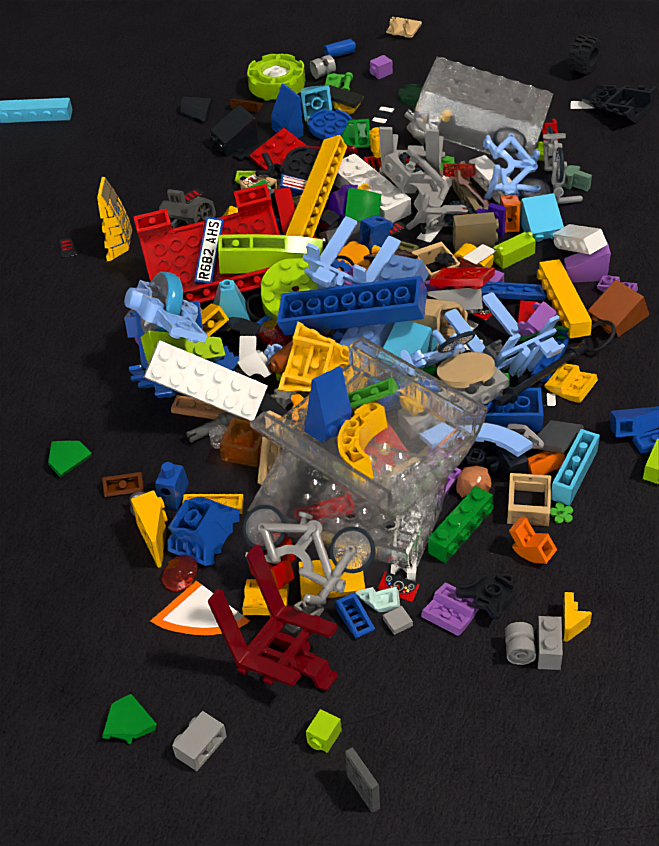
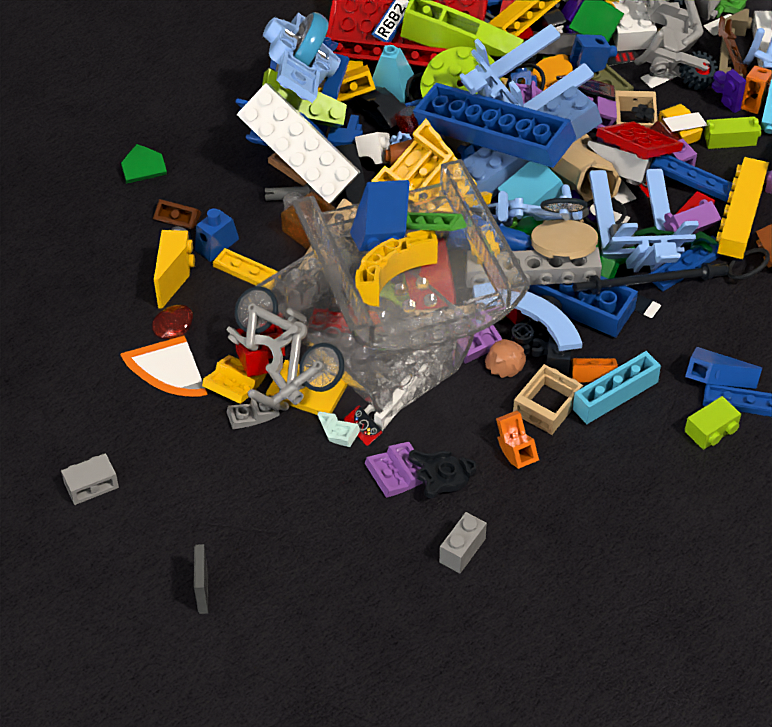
camera: 25 degrees right, 5 degrees up
(128, 720) = (42, 432): green slope -> none
(201, 529) = (214, 287): blue slope -> none
(246, 346) = (379, 123): white sticker -> none
(257, 657) = (222, 442): dark red piece -> none
(323, 731) = (201, 522): lime brick -> none
(353, 600) = (302, 417): blue slope -> none
(397, 620) = (340, 456): light grey tile -> none
(460, 524) = (461, 392): green brick -> none
(468, 170) = (739, 19): clear red tile -> none
(475, 230) = (700, 93): dark tan brick -> none
(520, 643) = (434, 529): light grey wheel -> none
(528, 433) = (589, 334): light grey slope -> none
(558, 436) = (622, 348): dark grey tile -> none
(561, 513) = (573, 427): bright green plant -> none
(571, 383) = (684, 301): yellow slope -> none
(573, 620) = (503, 532): yellow slope -> none

